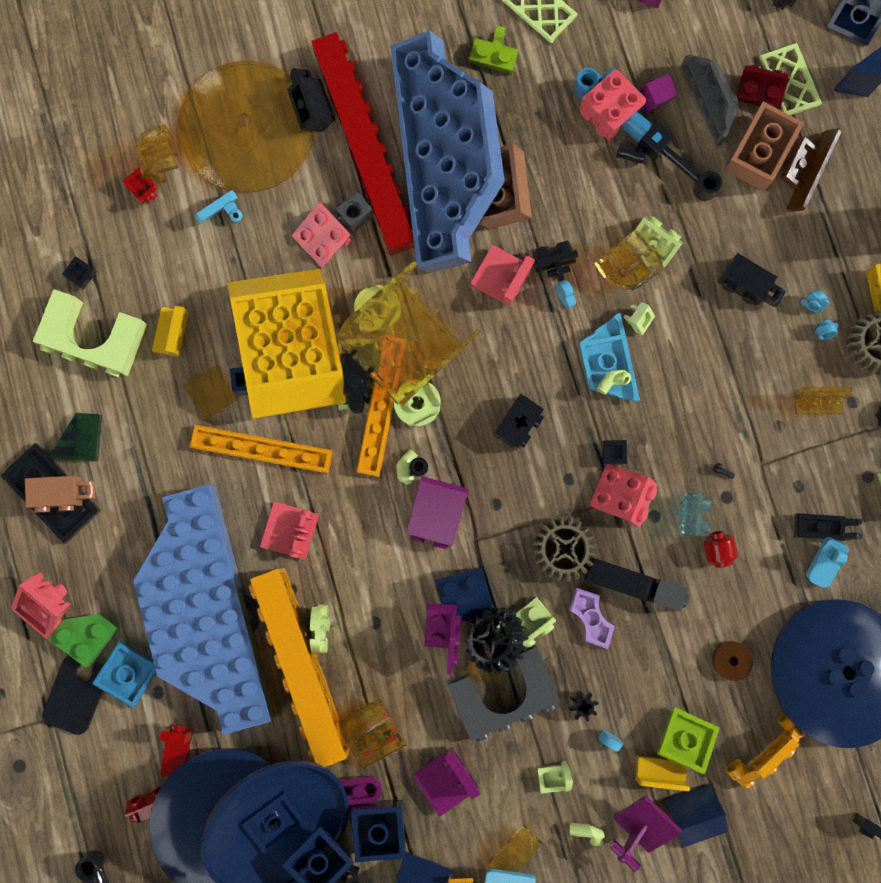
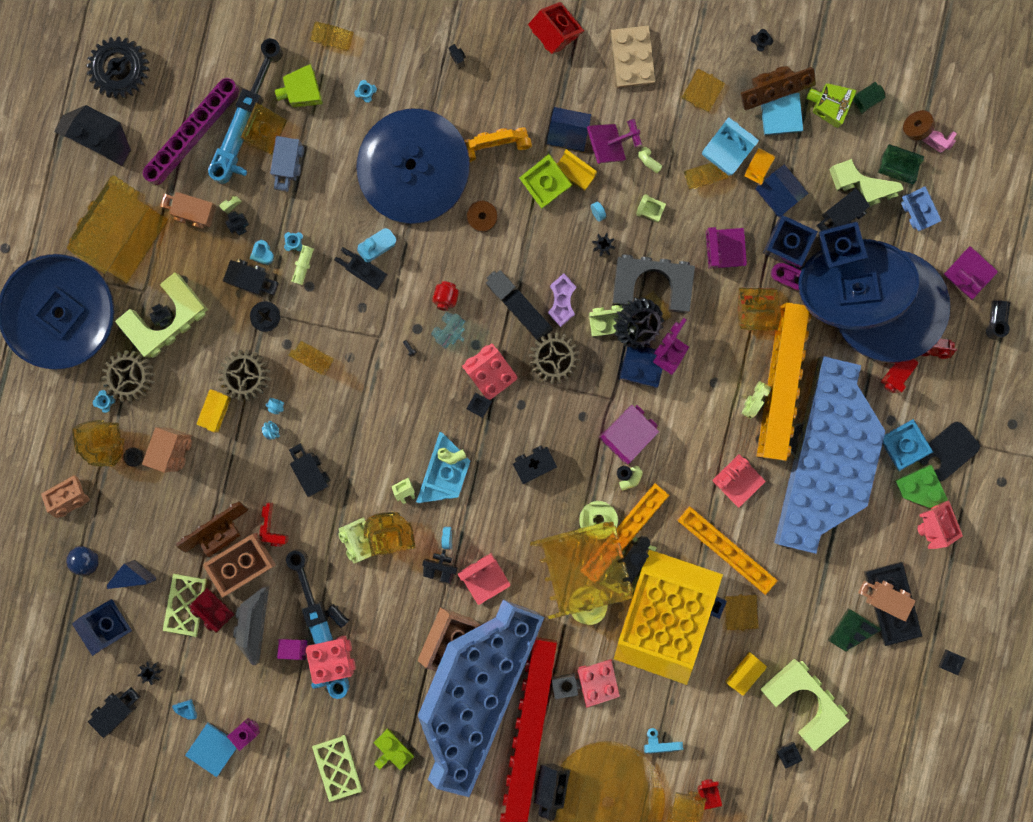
camera: 150 degrees left, 5 degrees up
(758, 199) = (275, 539): none -> red bracket

